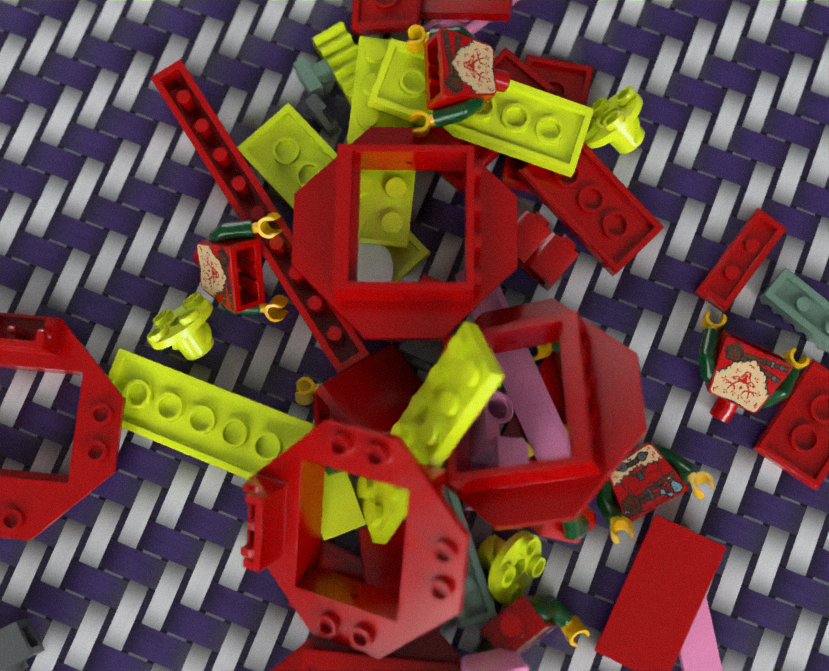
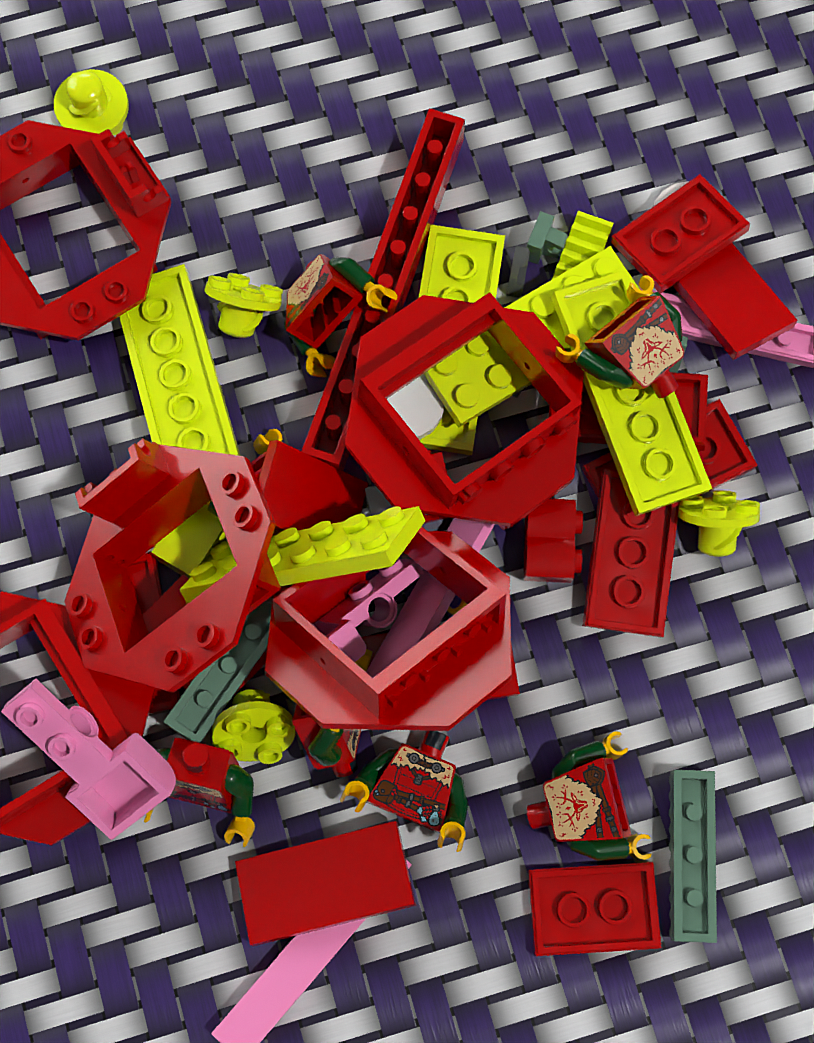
camera: 45 degrees right, 5 degrees down
(740, 260) = (691, 729): red tile -> none

